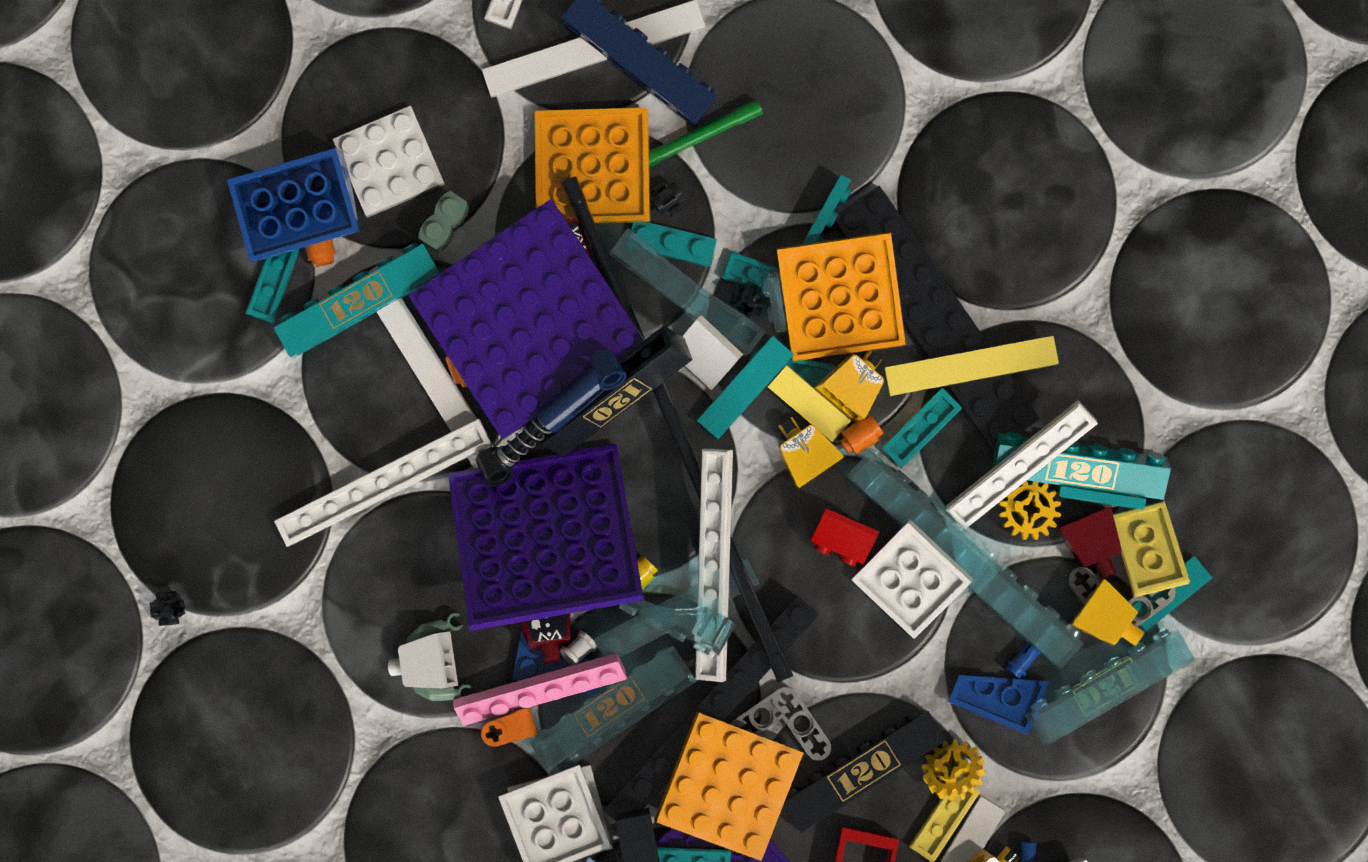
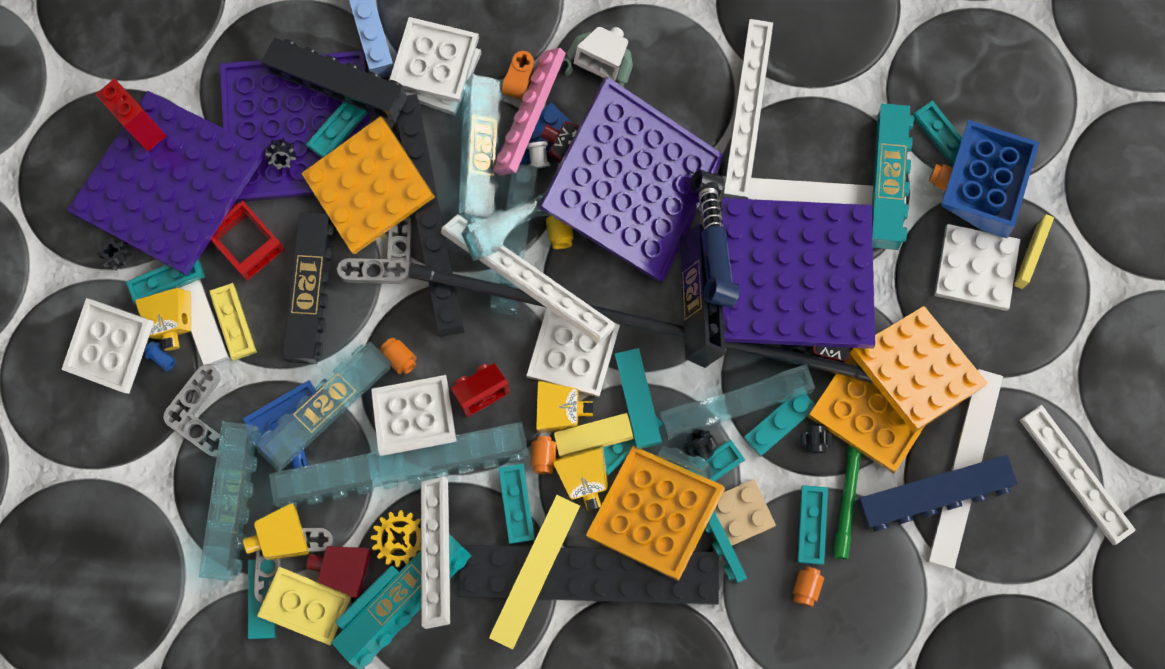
camera: 125 degrees right, 10 degrees down
(336, 118) = (1033, 251): none -> light yellow tile
(448, 215) = (909, 276): sand green brick -> none
(534, 147) = (919, 369): none -> light orange plate
(710, 352) = (683, 386): white tile -> none
(747, 150) = (812, 525): none -> teal plate
(758, 476) = (570, 357): none -> white plate
(781, 219) = (743, 512): none -> tan plate
(807, 117) = (807, 586): none -> orange brick
(866, 636) = (401, 357): none -> orange brick
(963, 774) = (268, 345): yellow gear -> none
(964, 665) = (323, 407): none -> clear light blue brick
(1062, 784) = (188, 419): none -> light grey beam

